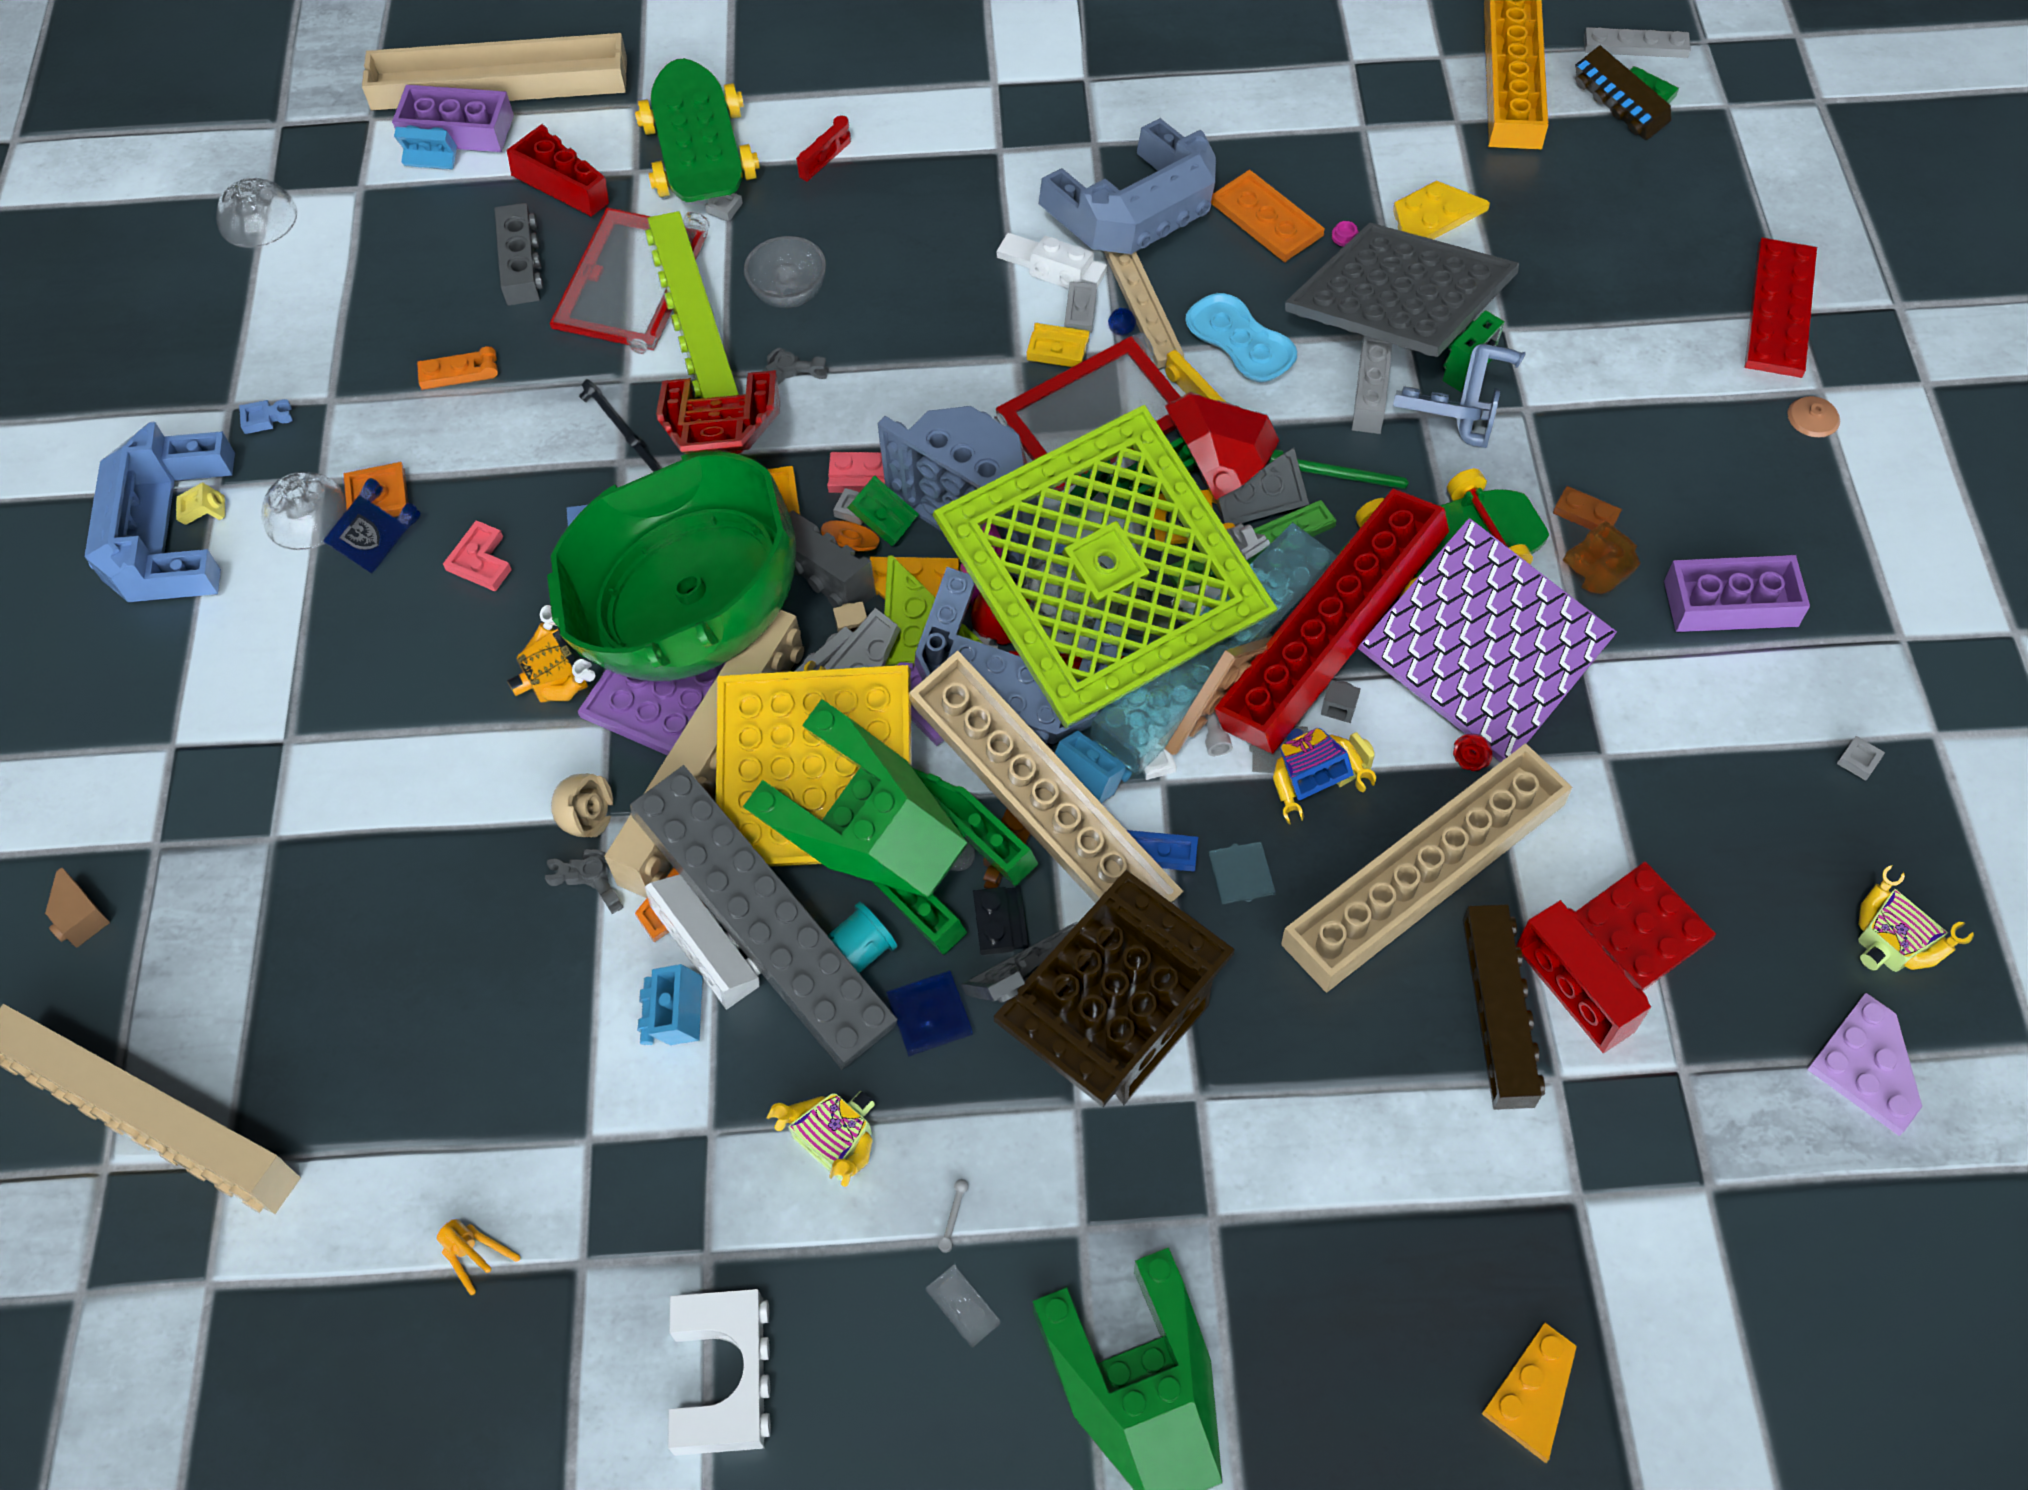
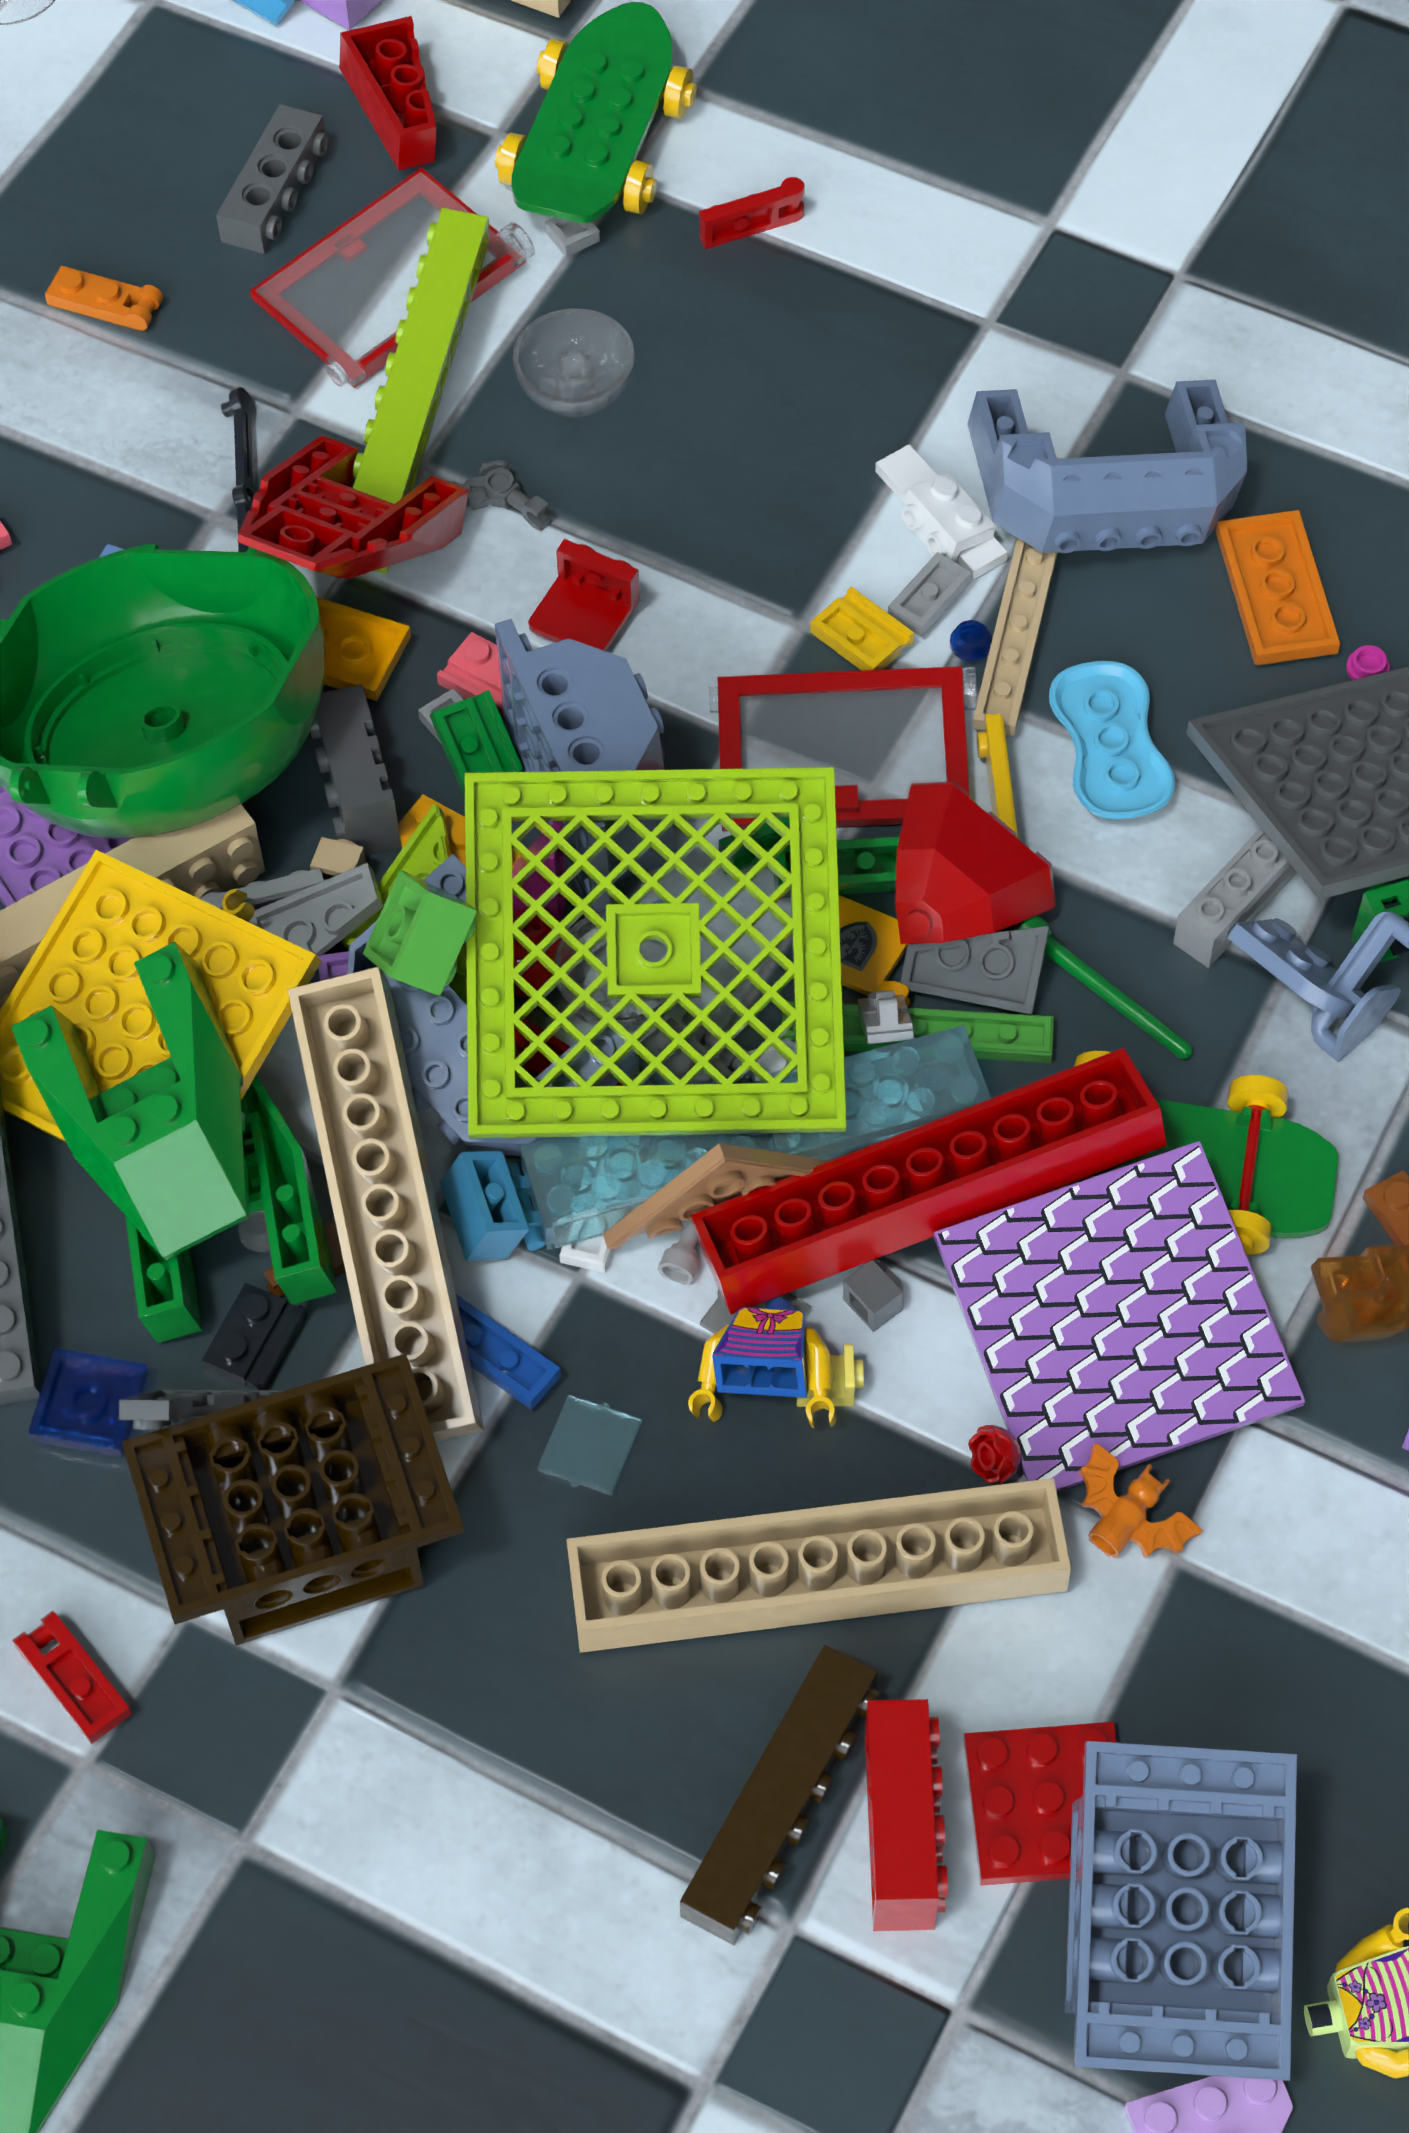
camera: 30 degrees right, 0 degrees up
(851, 534) = (414, 754): orange dish -> none
(862, 938) = (65, 1267): teal piece -> none
(886, 393) = (588, 598): none -> red bracket
(964, 619) = (420, 933): none -> bright green slope
(1040, 1181) = (73, 1678): none -> red plate
(1566, 746) = (1125, 1516): none -> orange animal
(1781, 938) = (1182, 1911): none -> sand blue wedge

